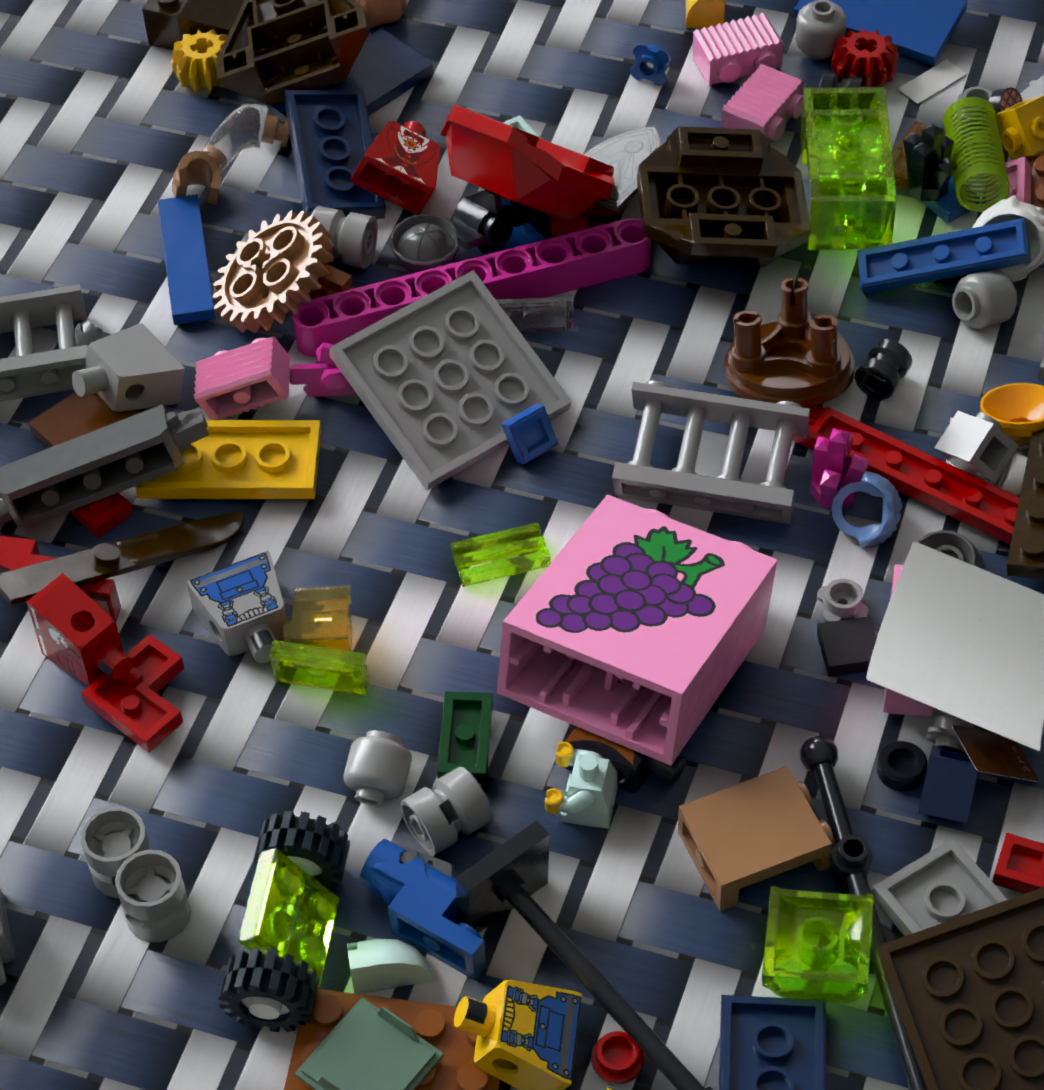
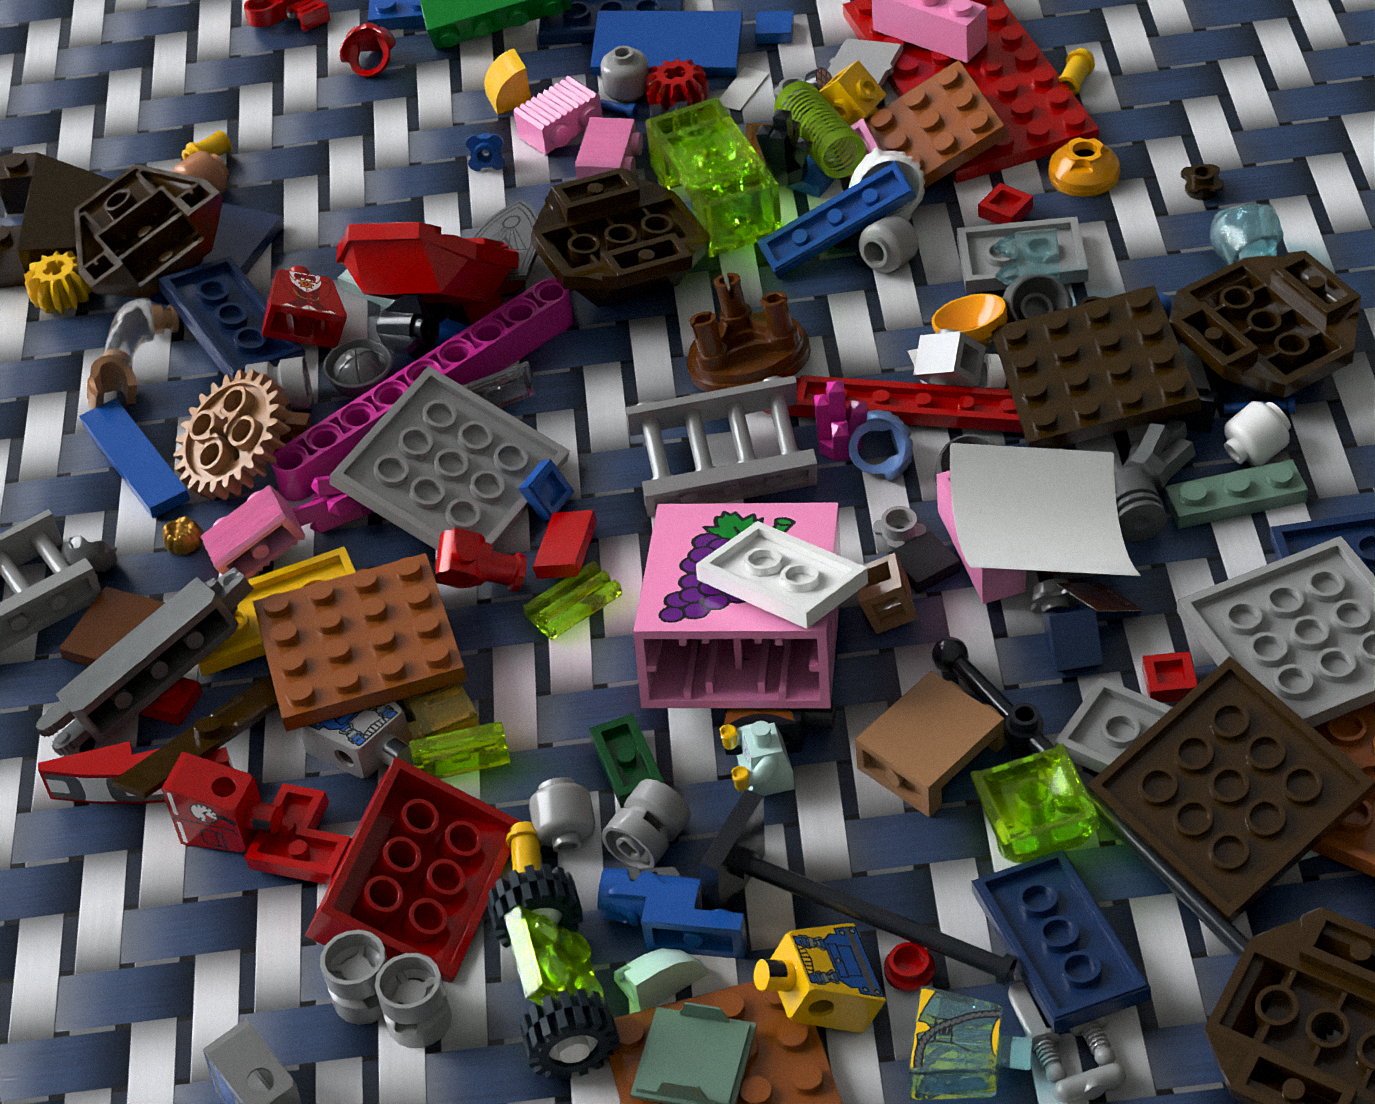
camera: 20 degrees left, 5 degrees down
(130, 371) = (140, 566): light grey torso -> none
(189, 350) = (182, 536): none -> pearl gold piece
(221, 771) = (417, 869): none -> red slope
(279, 522) = (358, 642): none -> dark orange plate
(327, 791) = (524, 846): none -> yellow pin
(419, 481) = (469, 561): none -> red connector
(519, 495) = (565, 544): none -> red tile
(671, 619) = (782, 574): none -> white plate
(790, 665) = (887, 595): none -> medium nougat brick
(812, 68) = (631, 110): none -> blue piece
(882, 370) = (832, 329): black wheel -> none
(902, 766) = (1022, 640): black tile -> none
(995, 27) = (774, 27): none -> blue tile

